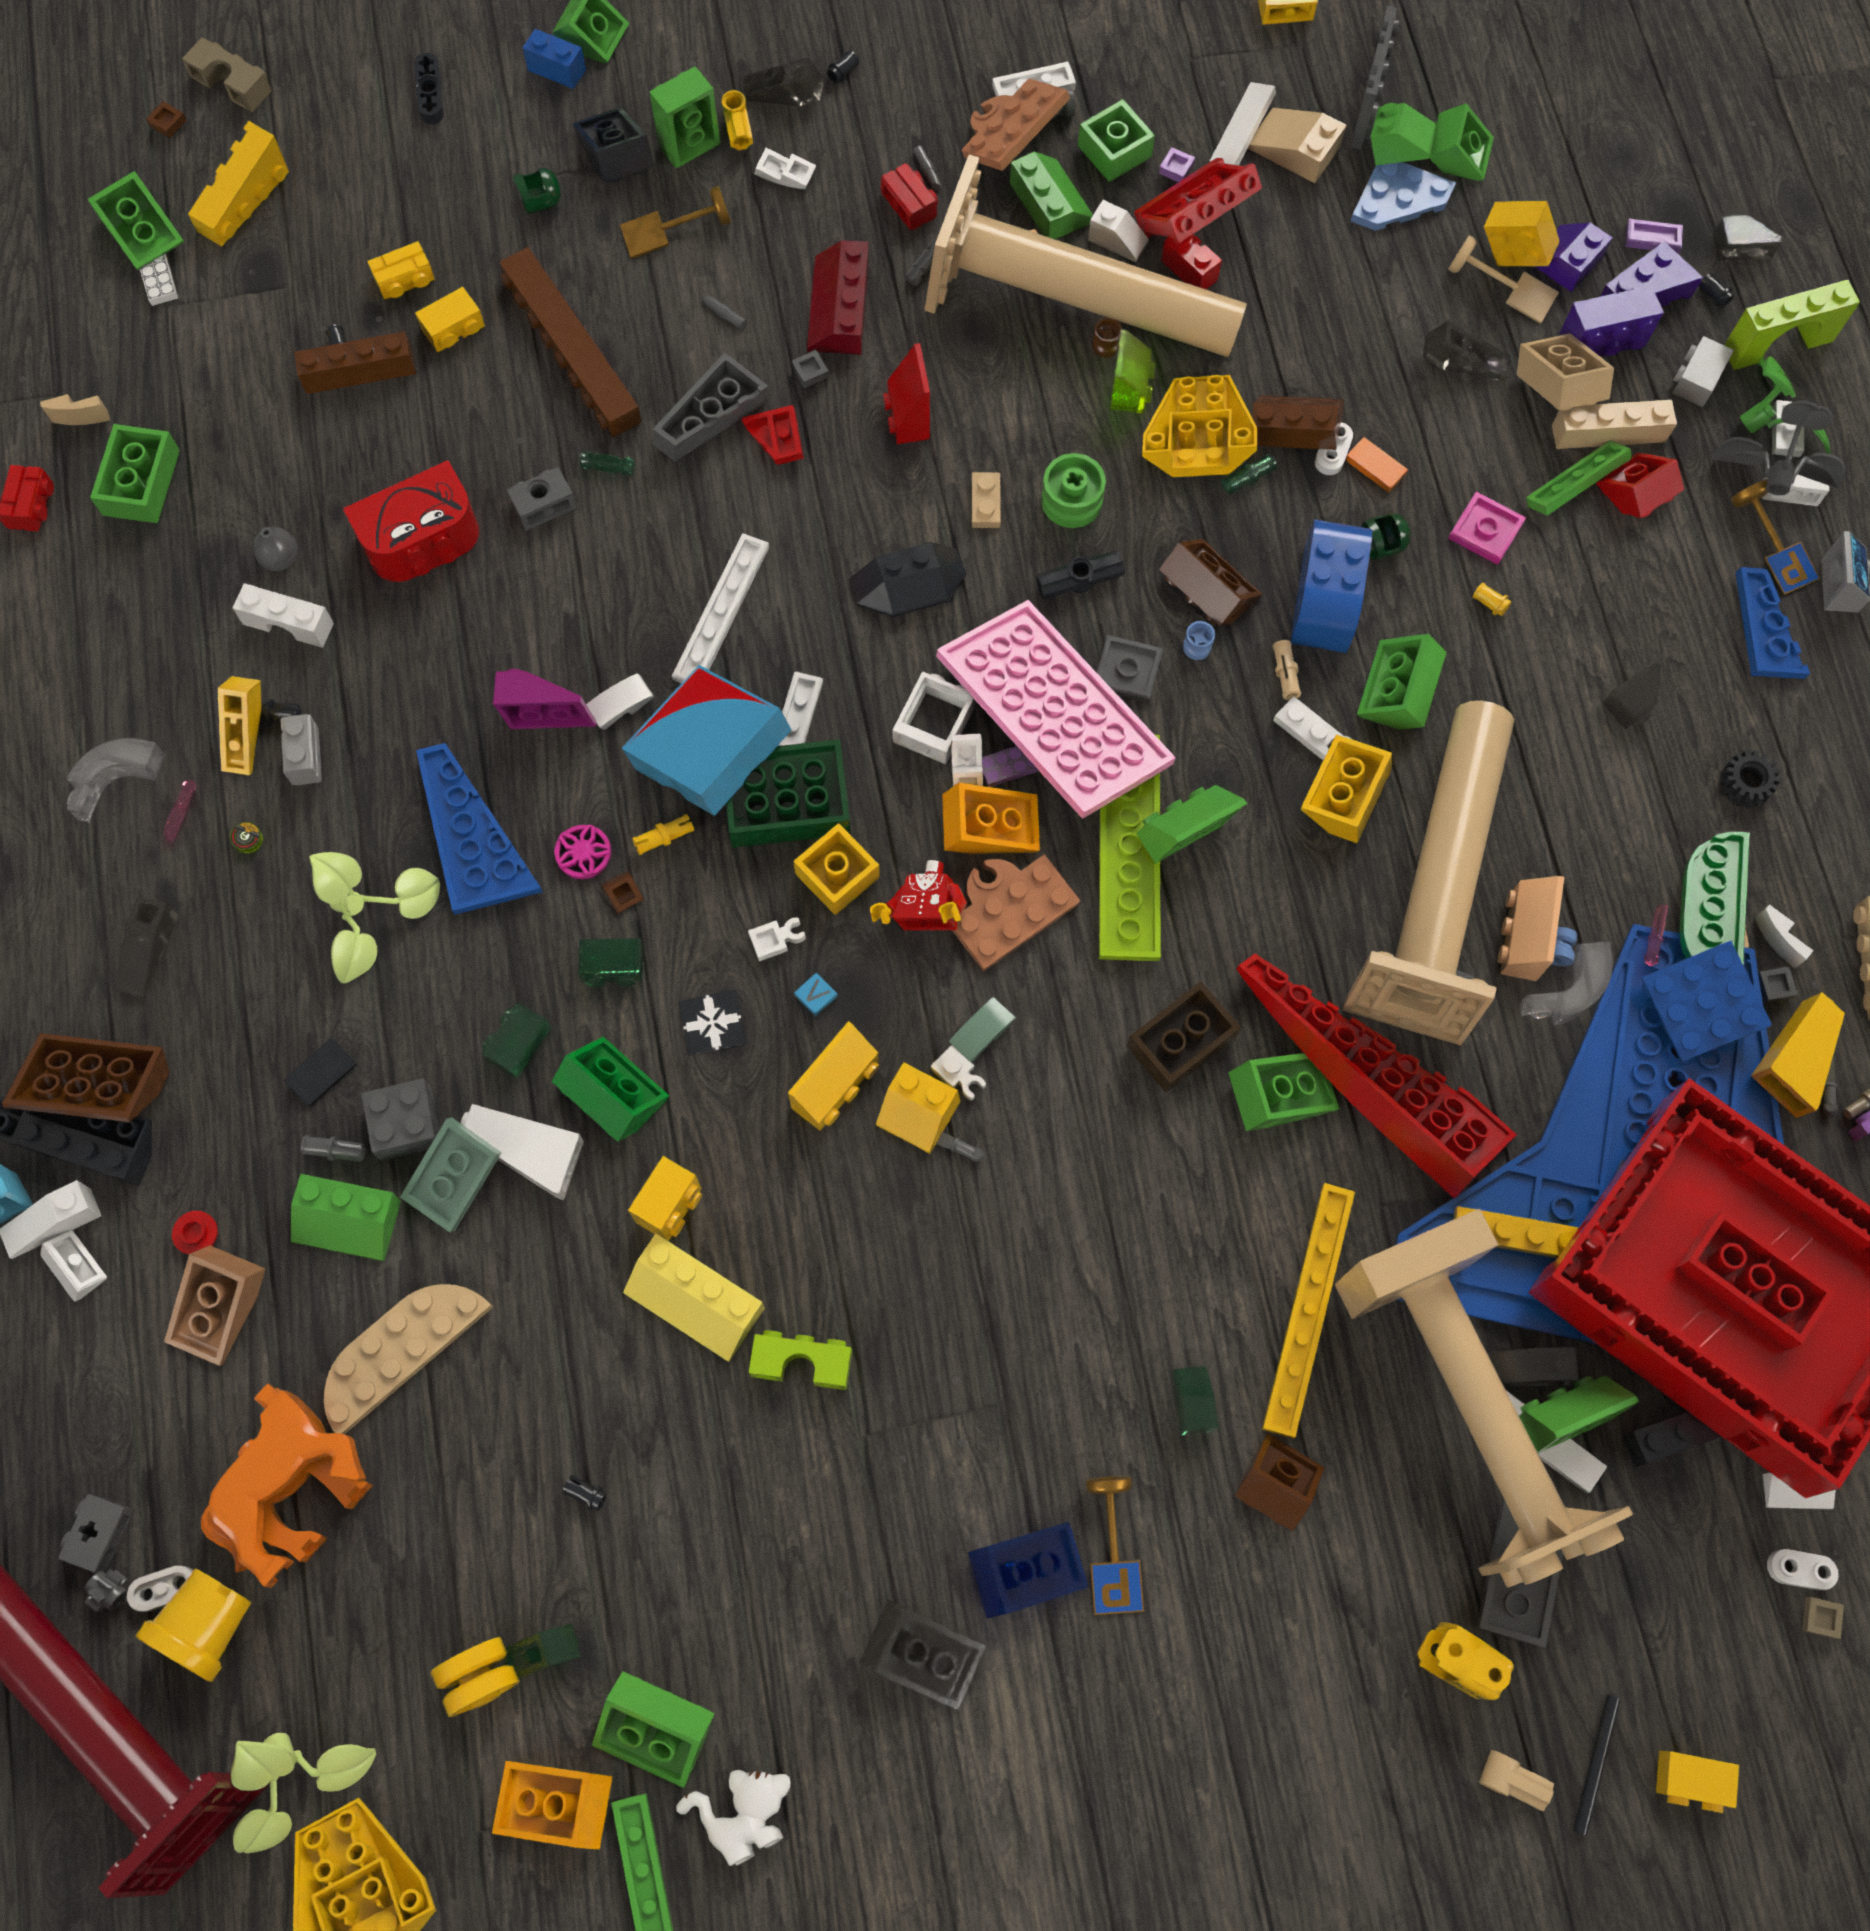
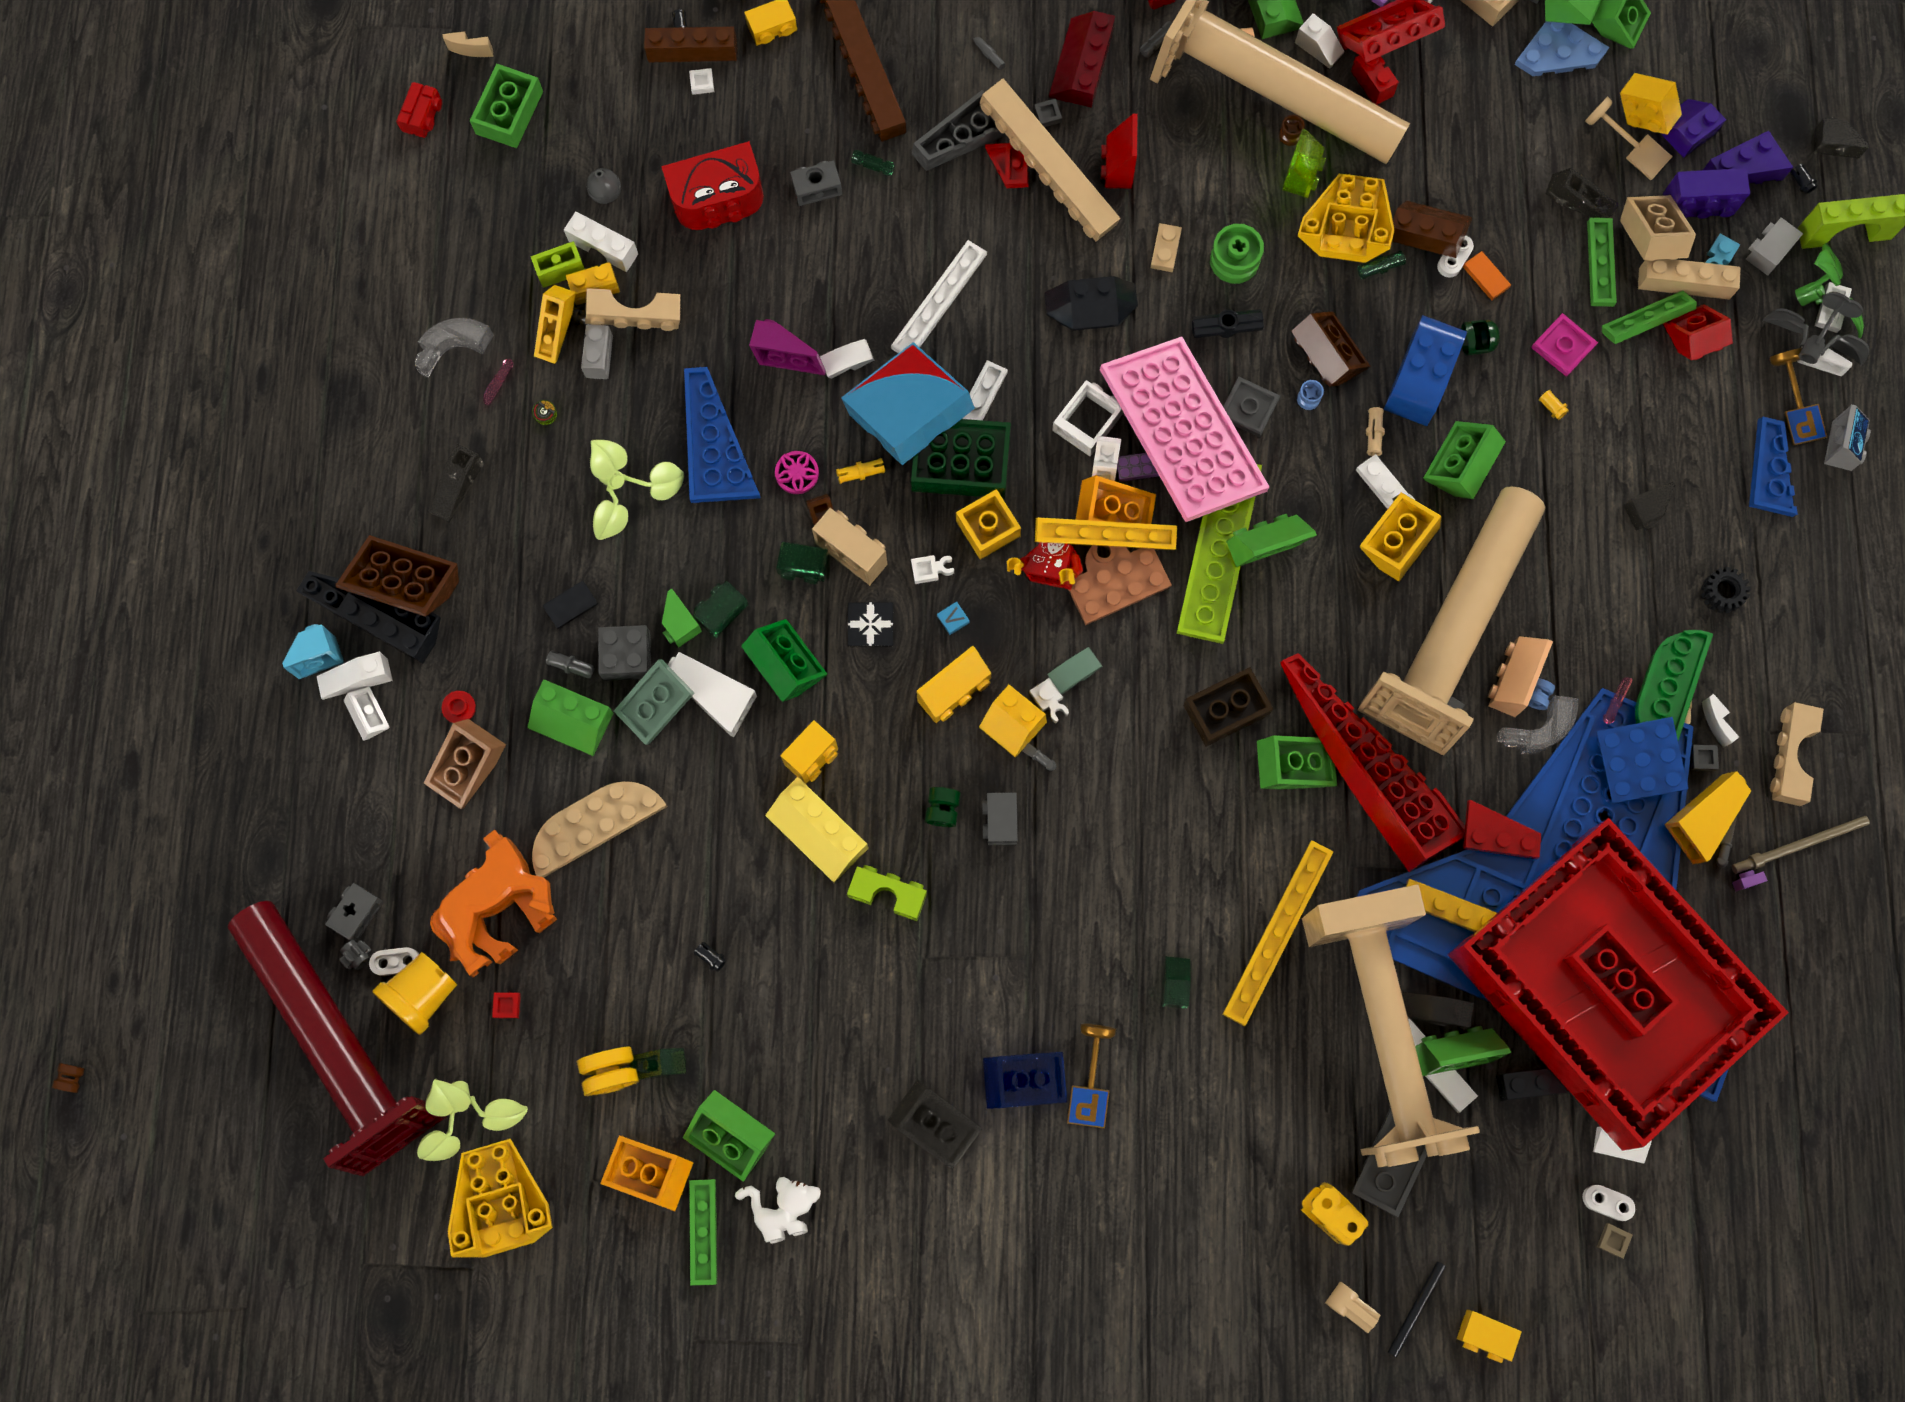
camera: 15 degrees right, 5 degrees up
(233, 652) = (557, 263): none -> lime brick
(282, 667) = (594, 278): none -> yellow brick
(323, 1616) = (506, 1005): none -> red plate
(373, 688) = (606, 310): none -> tan arch
(377, 404) = (701, 81): none -> white tile
(464, 1066) = (678, 621): none -> bright green slope
(668, 928) = (850, 545): none -> tan brick
(823, 420) = (1049, 160): none -> tan brick
(850, 1224) = (942, 798): none -> dark green wheel
(928, 1235) = (1001, 818): none -> dark grey brick
(985, 852) = (1105, 533): none -> yellow plate
(1280, 1482) = (1226, 1056): reddish brown slope -> none
(1507, 425) = (1601, 262): none -> bright green plate
(1553, 1128) = (1498, 834): none -> red wing
(1644, 386) = (1722, 250): none -> medium azure plate
(1650, 234) = (1762, 120): medium lavender tile -> none

